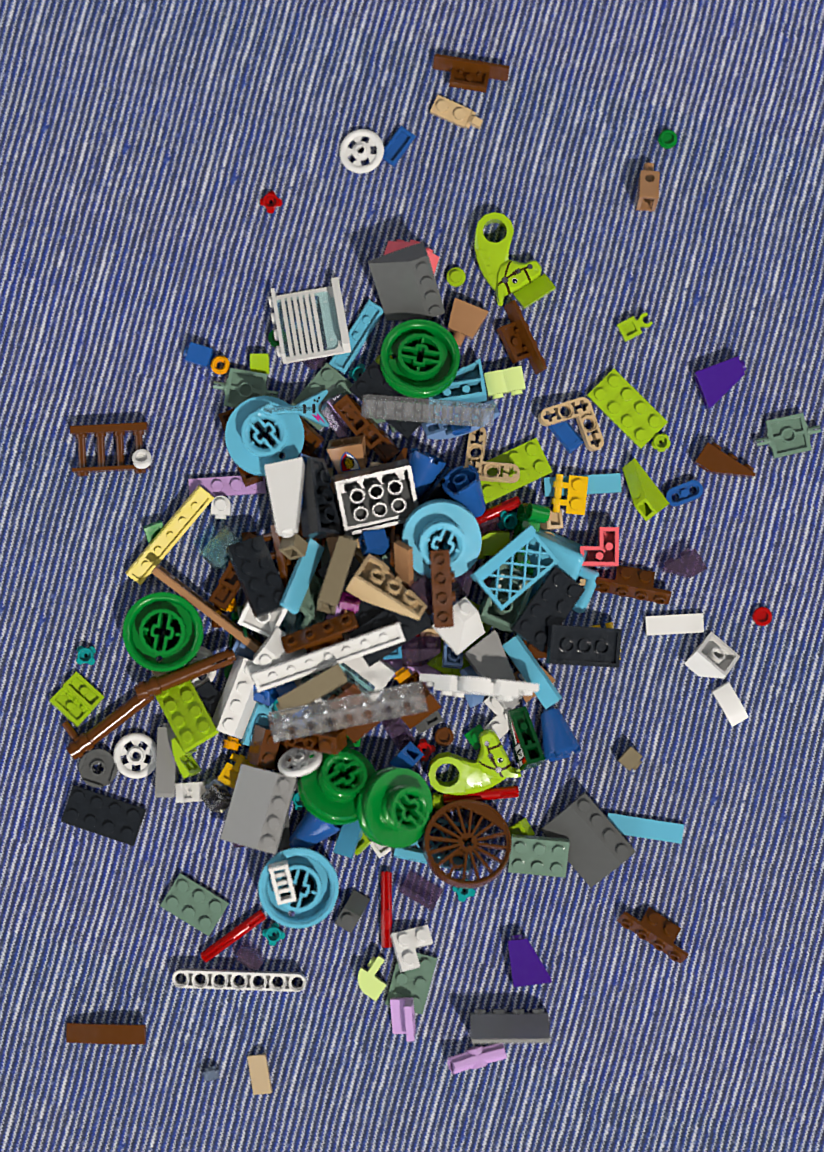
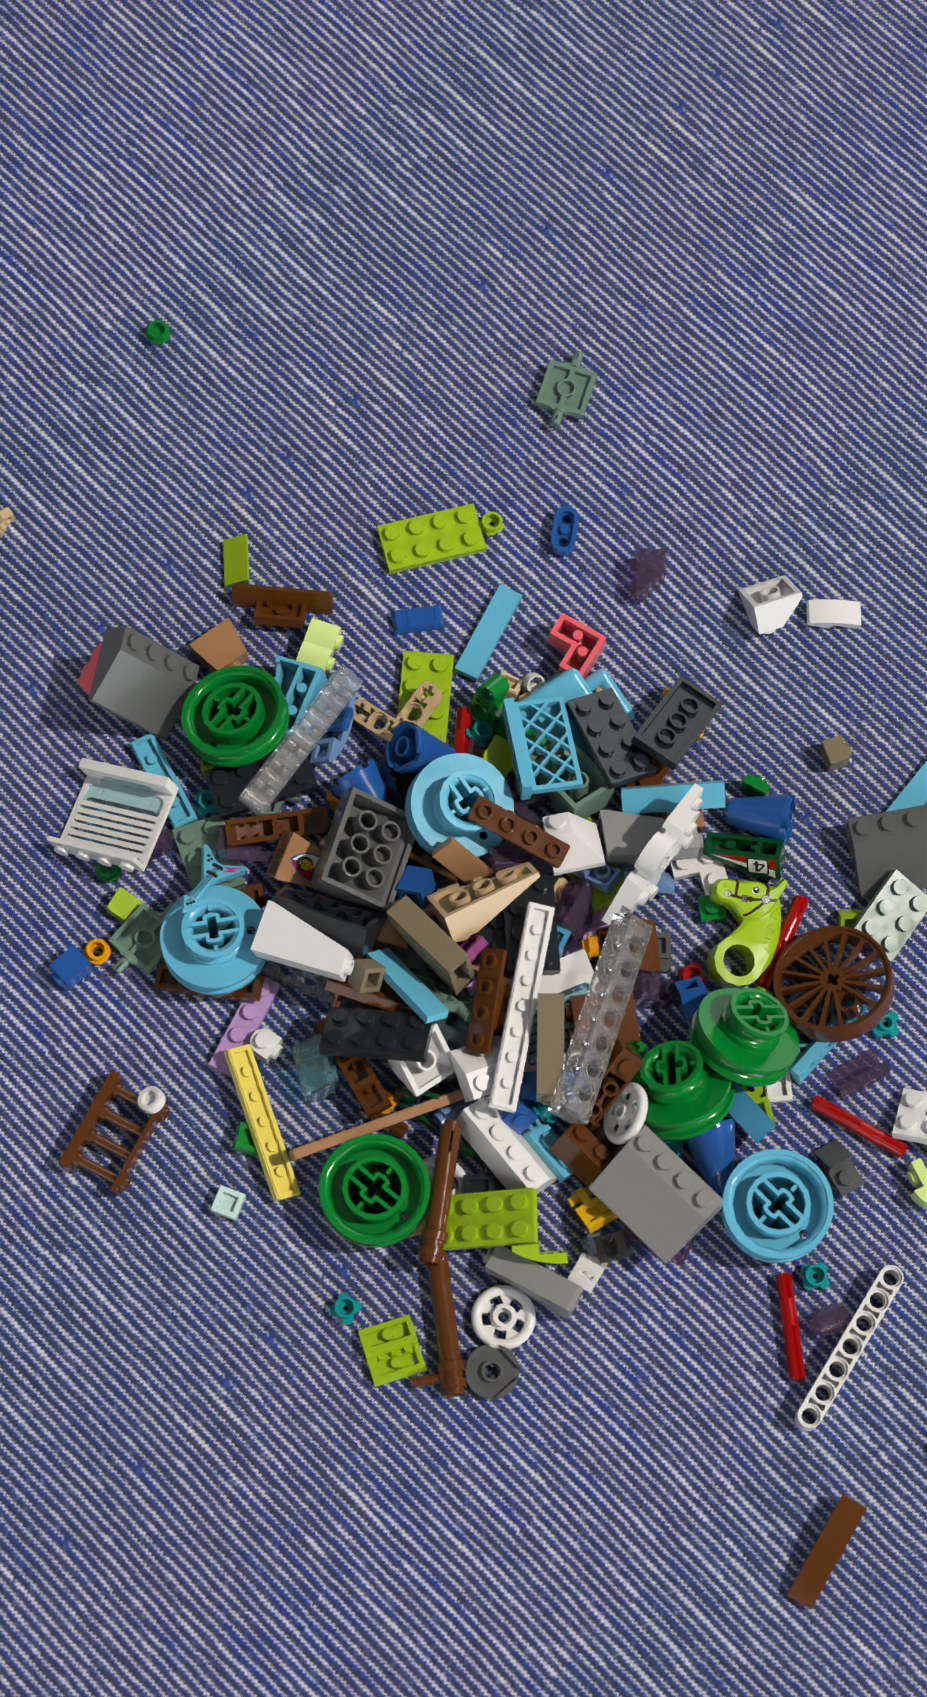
camera: 65 degrees left, 15 degrees down
(103, 815) = (553, 1400): black plate -> none
(108, 544) = (228, 1203): none -> light aqua plate
(194, 904) = (725, 1351): sand green plate -> none
(231, 743) = (555, 1194): light orange plate -> none
(279, 866) = (747, 1221): white slope -> none
(444, 736) = (689, 945): reddish brown tile -> none
(456, 277) = (165, 634): lime plate -> none
(502, 274) = (176, 584): lime animal -> none
(564, 532) = (528, 682): none -> white hinge
(576, 494) = (495, 642): yellow plate -> none
(576, 719) = (755, 785): none -> green plate
(580, 415) = (408, 590): tan beam -> none
(631, 328) = (343, 482): lime plate -> none
(634, 584) = (636, 639): reddish brown bracket -> none
(644, 493) = (535, 569): lime slope -> none
(648, 188) = (200, 378): medium nougat torso -> none
(674, 624) = (707, 623): white tile -> none
(717, 462) = (550, 477): reddish brown slope -> none
(719, 379) = (460, 426): dark purple slope -> none
(762, 616) = (753, 527): red tile -> none

